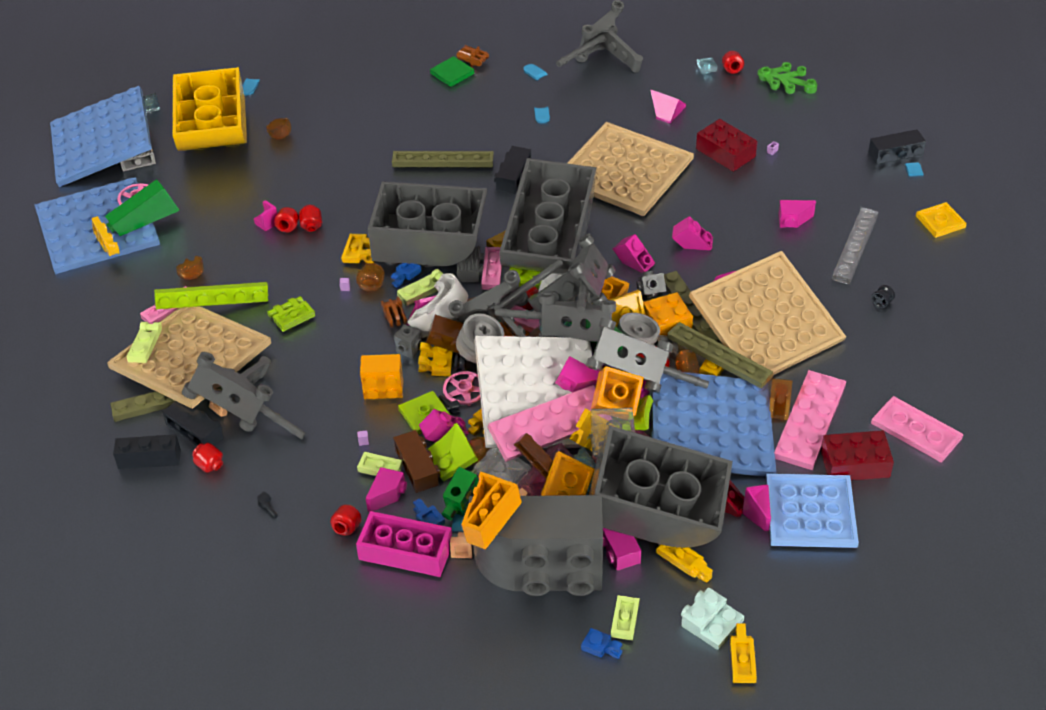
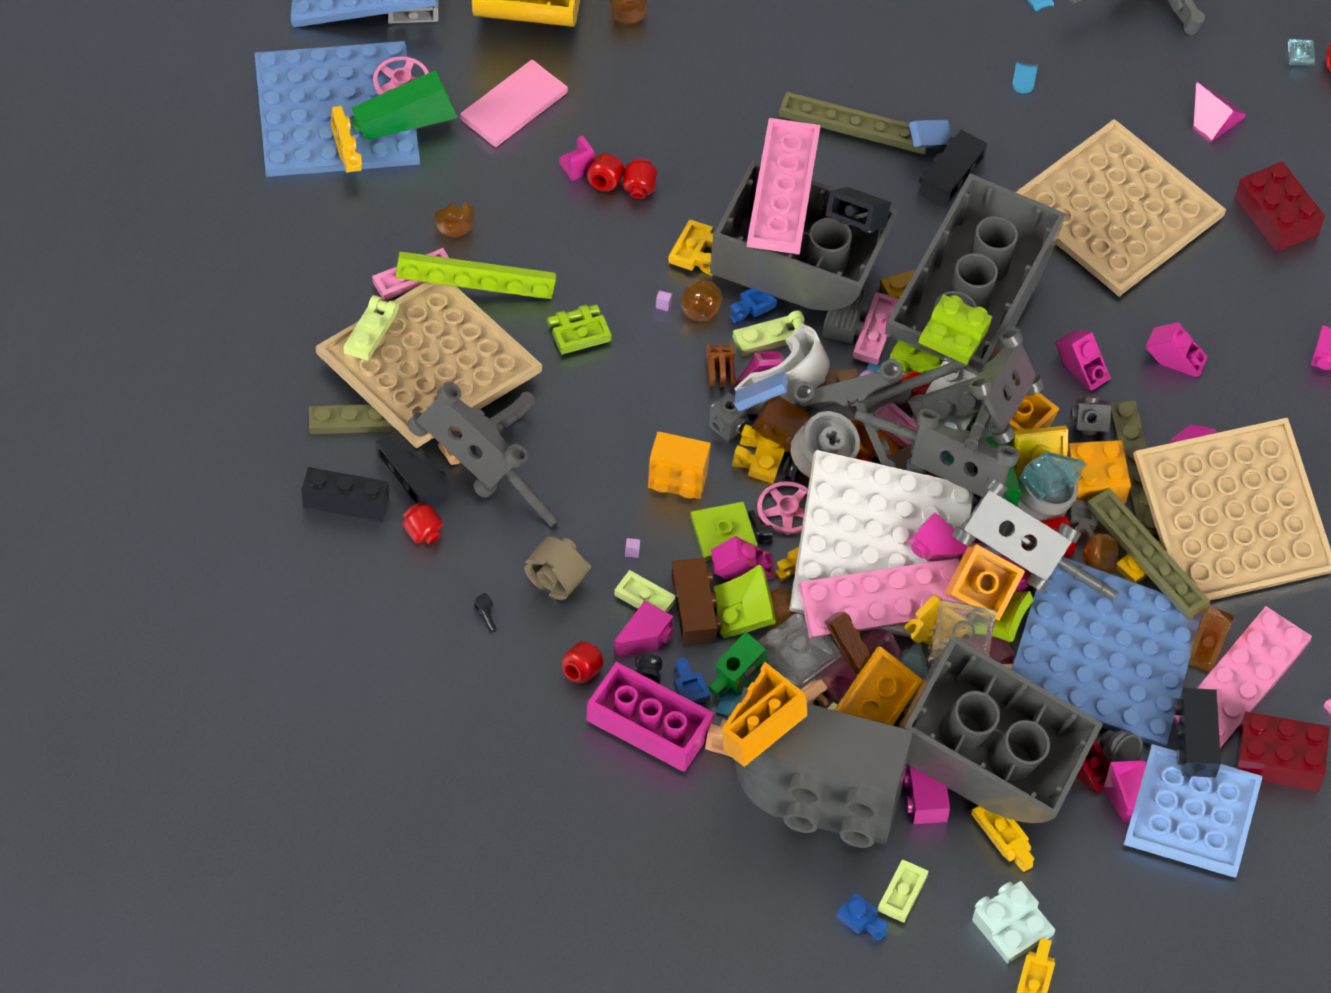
camera: 10 degrees right, 10 degrees up
(216, 196) = (513, 103): none -> bright pink tile
(311, 460) = (556, 567): none -> dark tan brick
(395, 508) = (649, 666): none -> black wheel
(407, 190) = (783, 186): none -> bright pink plate
(426, 315) = (761, 391): none -> medium blue tile
(460, 190) = (858, 209): none -> black brick
(492, 152) = (930, 133): none -> medium blue tile
(547, 243) = (956, 329): none -> lime plate
(639, 318) = (1050, 474): none -> clear light blue slope
(746, 478) = (1121, 746): none -> dark grey piece
(796, 457) = (1198, 732): none -> black brick

